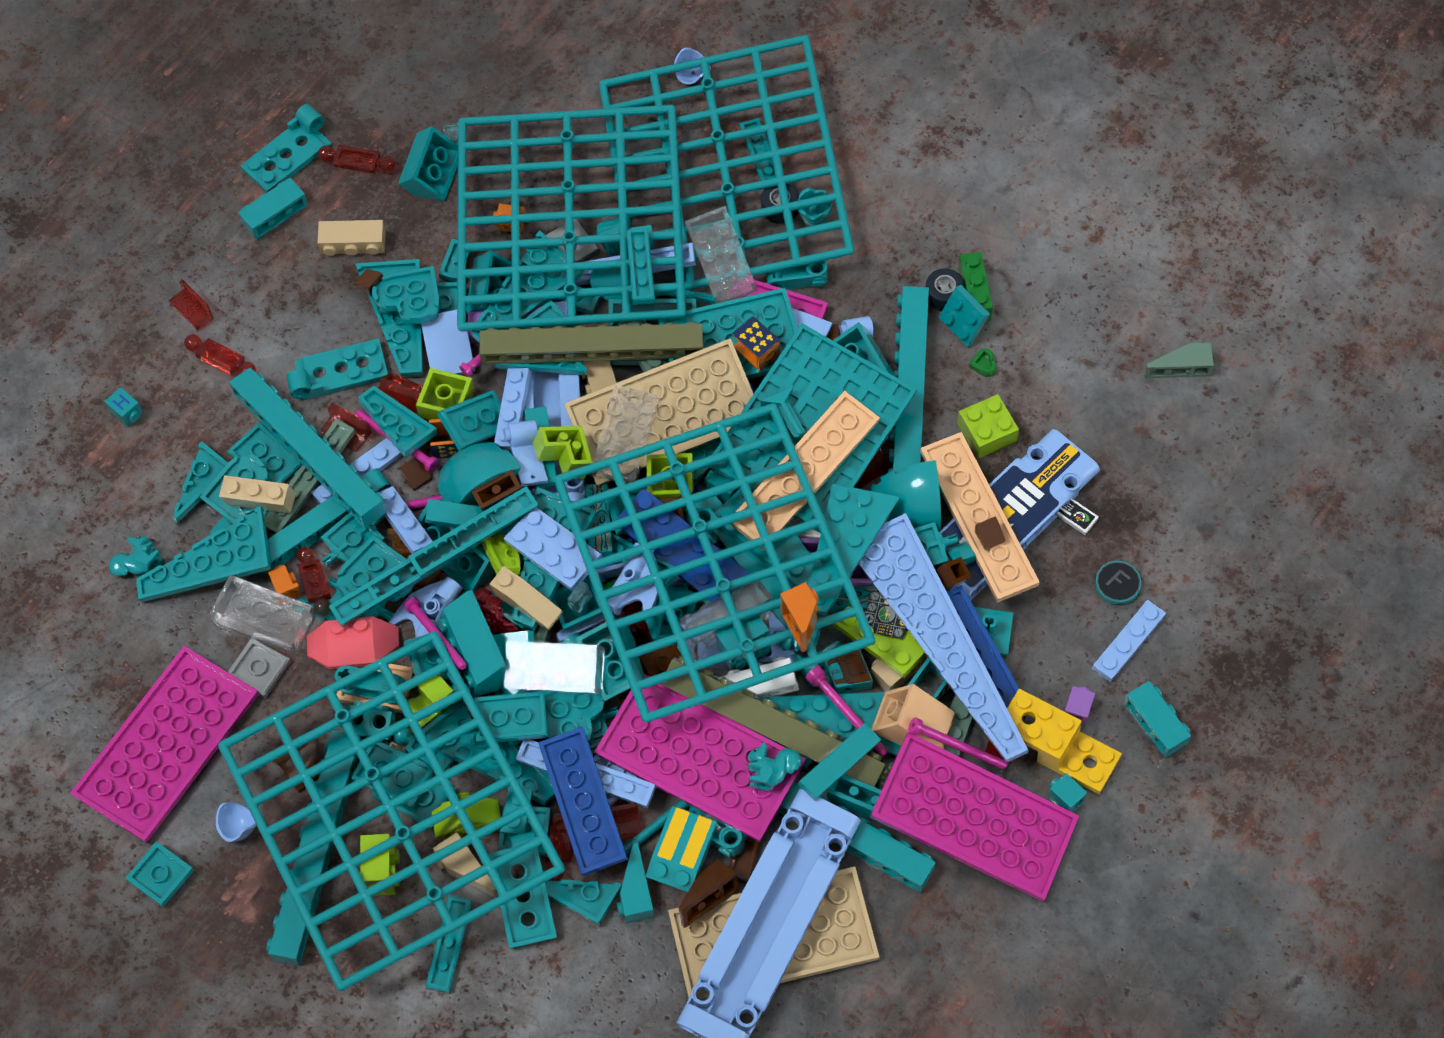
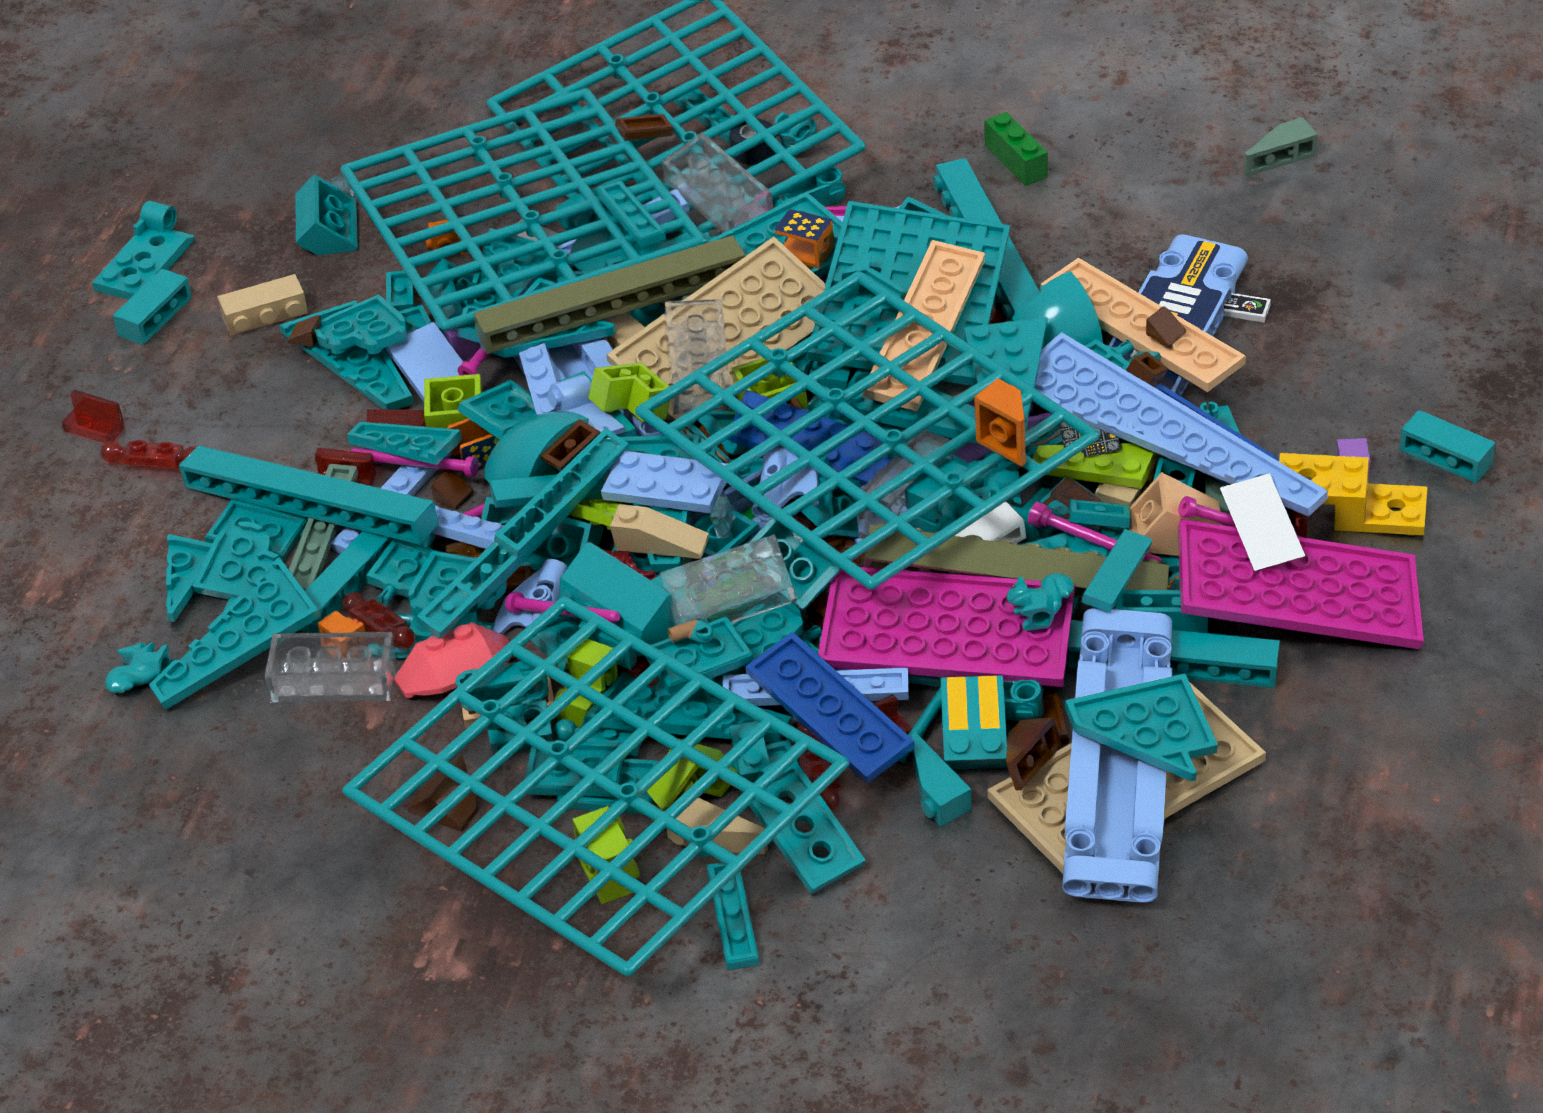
camera: 20 degrees left, 20 degrees down
(123, 407) = (53, 532): teal brick -> none
(159, 874) = (322, 962): teal plate -> none
(164, 744) = (263, 834): dark pink plate -> none
(234, 821) = (395, 877): light blue helmet -> none
(253, 493) = (255, 551): tan brick -> none
(259, 667) = (347, 727): light grey tile -> none
(290, 930) = (519, 931): teal brick -> none
(306, 386) = (266, 439): teal hinge -> none
(356, 159) = (232, 238): clear red plate -> none
(512, 698) = (693, 630): none -> arm
(586, 899) = (878, 813): teal wing -> none
(685, 76) = (581, 70): light blue helmet -> none
(695, 169) = (644, 127): none -> reddish brown tile
(794, 914) = (1149, 722): none -> teal wing
(859, 692) = (1098, 513): none -> teal plate
(941, 285) = (985, 158): black wheel -> none
(964, 315) = (1019, 170): teal plate -> none
(968, 756) = (1262, 522): none -> white sticker
(983, 363) = (1062, 211): green tile -> none
(987, 426) = (1105, 250): lime brick -> none
(1067, 793) = (1389, 535): teal brick -> none
(1118, 582) = (1327, 348): black tile -> none
(1129, 640) = (1371, 393): light blue plate -> none

